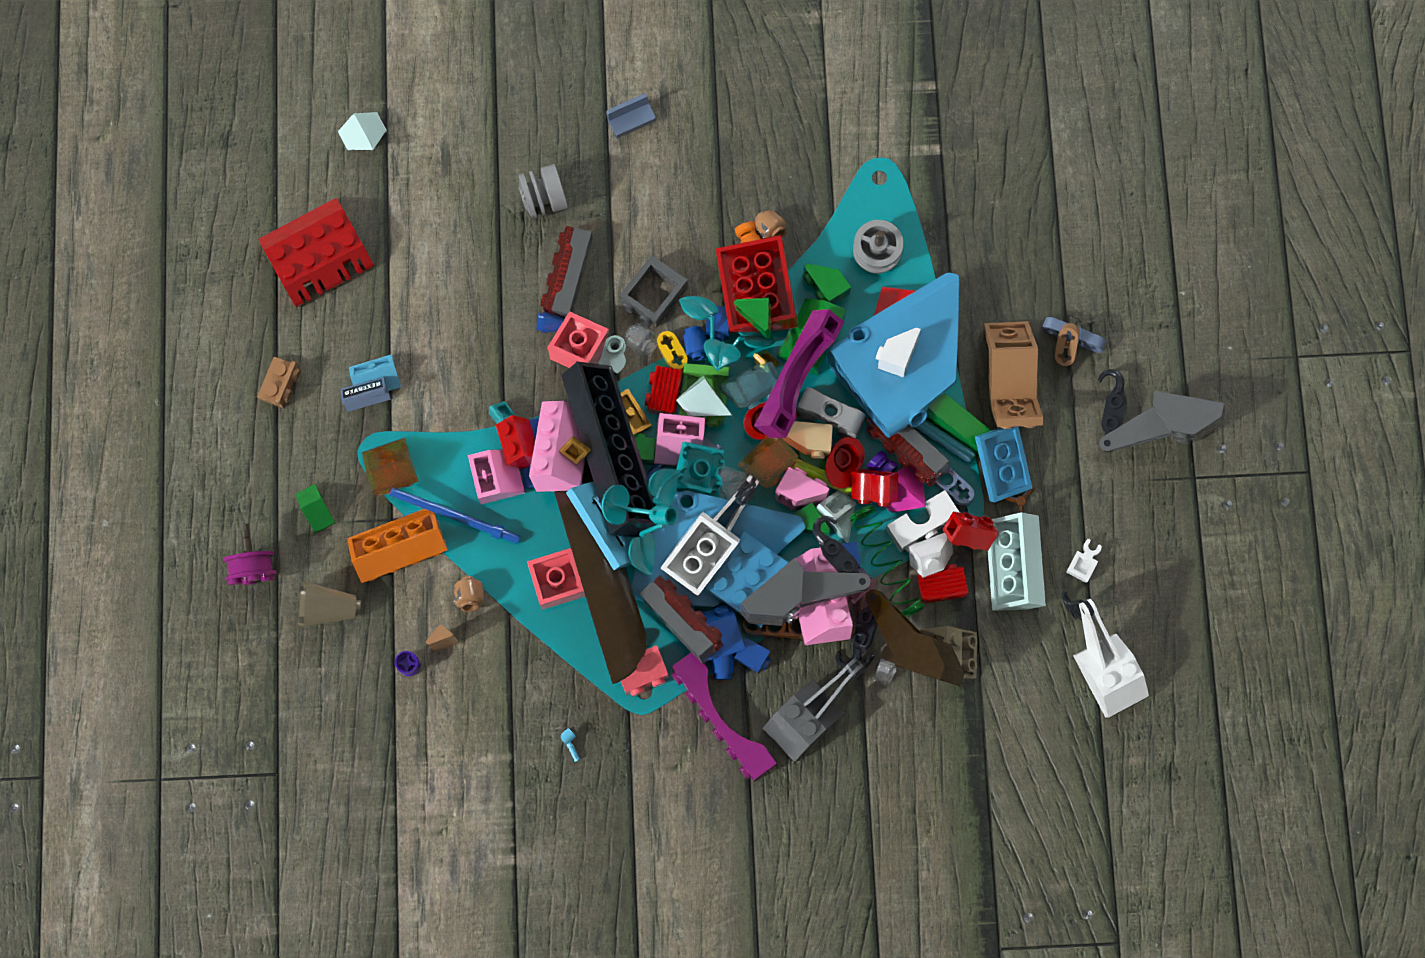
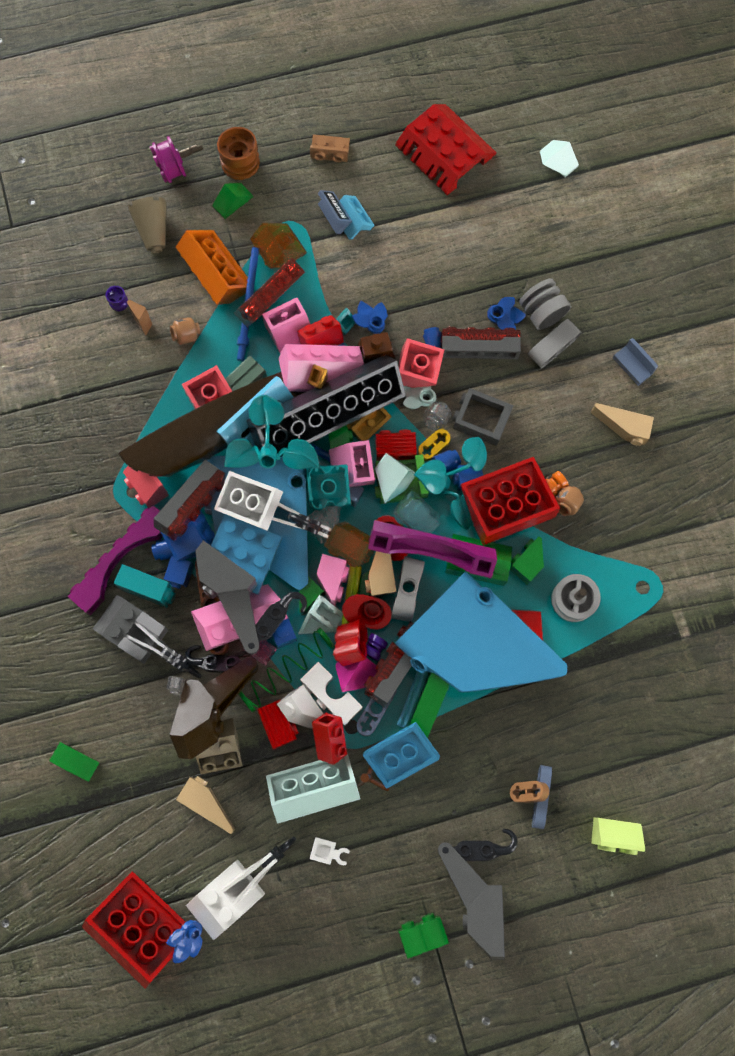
camera: 70 degrees right, 0 degrees up
(251, 484) = (238, 153): none -> dark orange wheel
(450, 486) = (269, 292): none -> clear red piece
(502, 384) = (368, 316): none -> blue plate
(540, 235) = (508, 313): none -> blue plate
(544, 536) = (246, 373): none -> sand green brick
(548, 384) = (375, 347): none -> reddish brown torso
(568, 736) = (78, 437): medium azure hand -> none
(587, 194) = (554, 343): none -> light grey beam
(700, 143) = (627, 424): none -> tan slope
(756, 312) = (480, 503): green slope -> none
(762, 692) = (145, 586): none -> teal brick
(764, 356) = (446, 525): pearl gold slope -> none
(898, 352) = (475, 633): white slope -> none
(934, 808) = (74, 761): none -> green slope
(1006, 678) = (203, 801): none -> tan slope
(1013, 374) = (485, 746): medium nougat bracket -> none
(1123, 772) = (135, 928): none -> red slope
(1128, 270) = (618, 834): none -> yellowish green slope
(1144, 722) = (186, 941): none -> blue plate
(1186, 485) = (423, 936): none -> green brick

